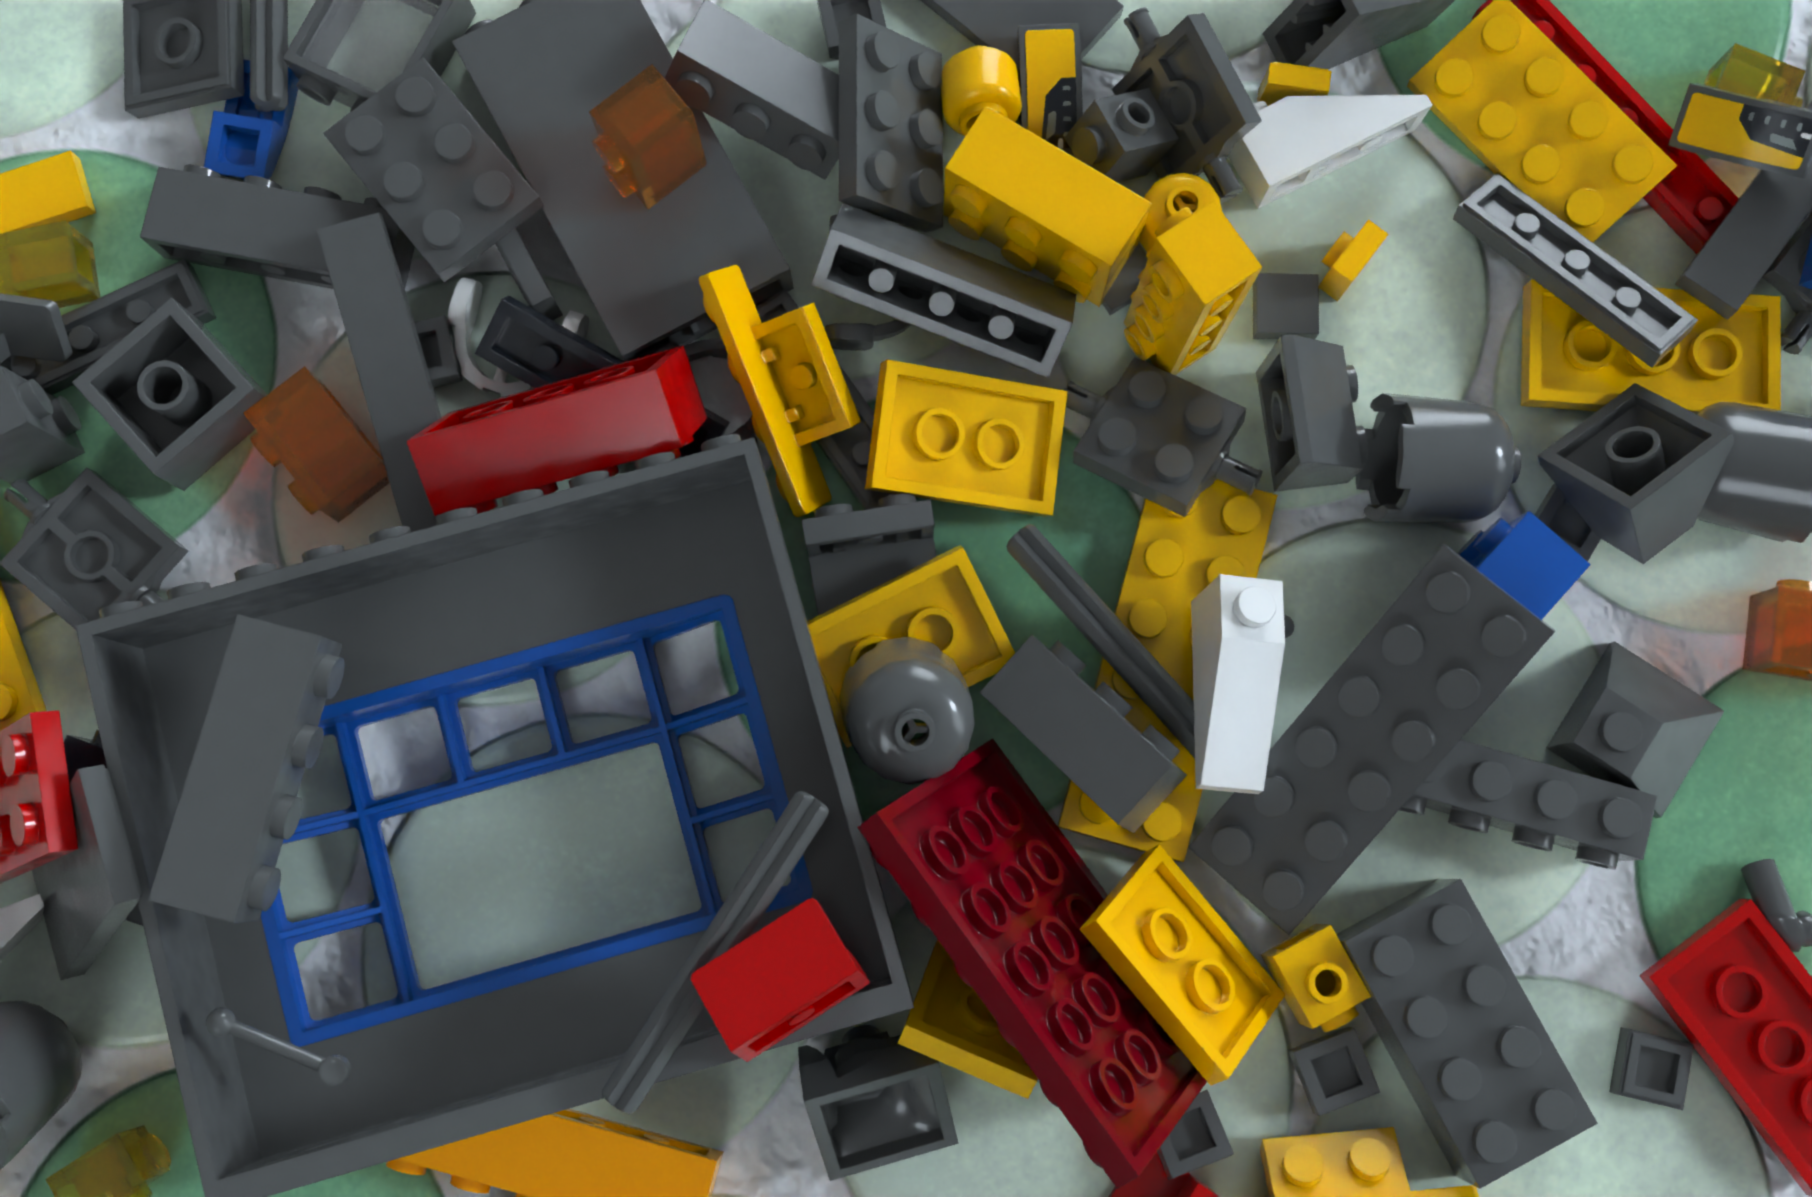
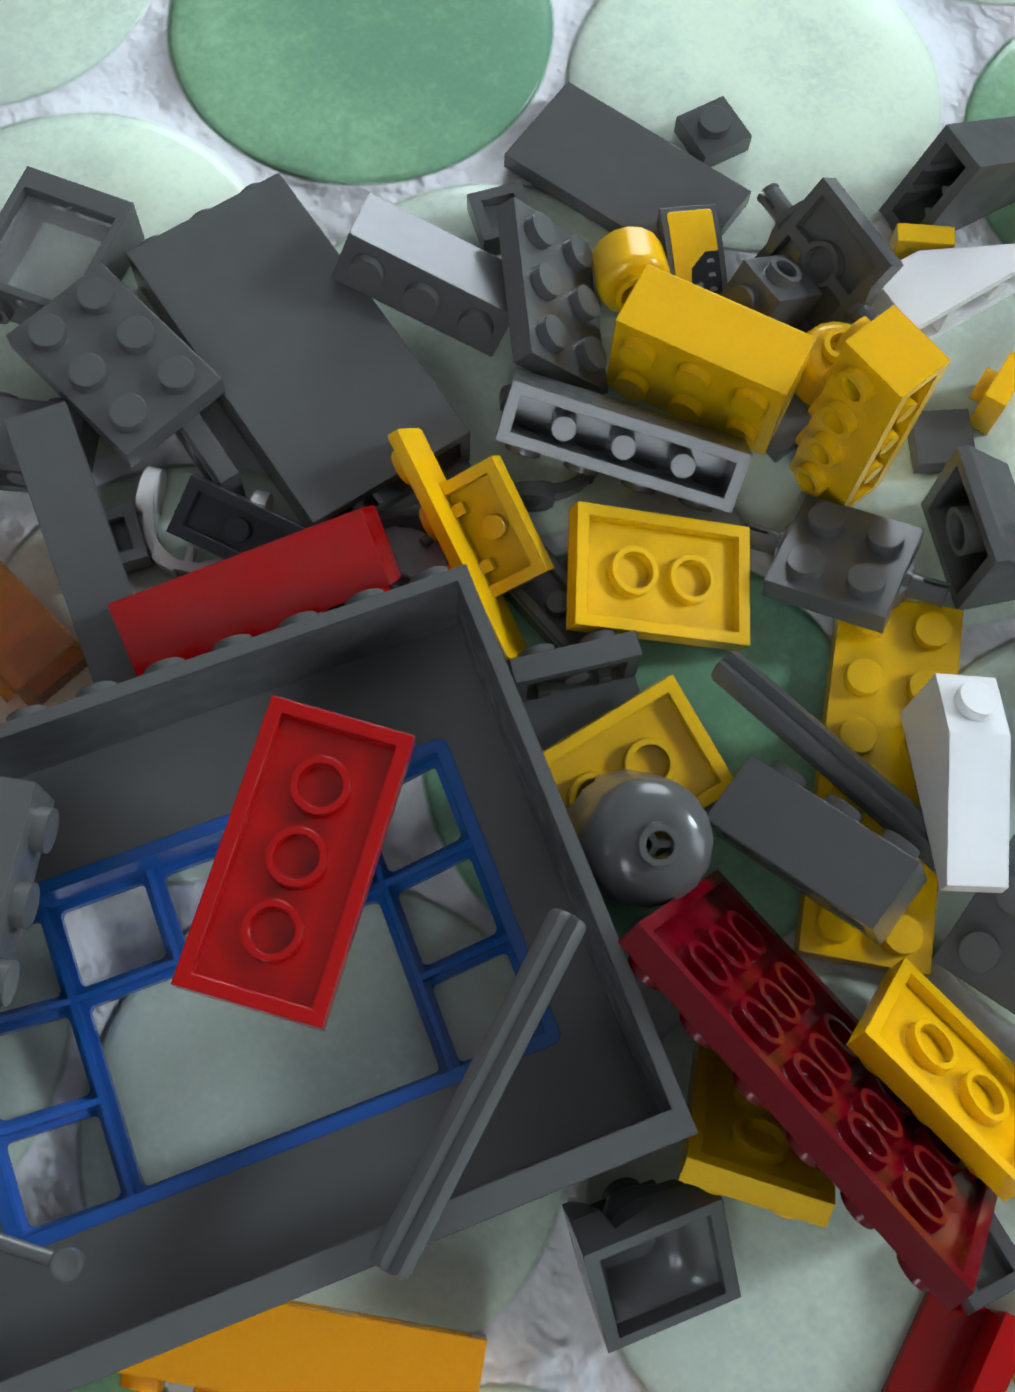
camera: 10 degrees left, 10 degrees down
(562, 725) = (295, 863): none -> red plate
(647, 138) = (327, 311): clear orange brick -> none
(778, 980) = (556, 1110): red panel -> none

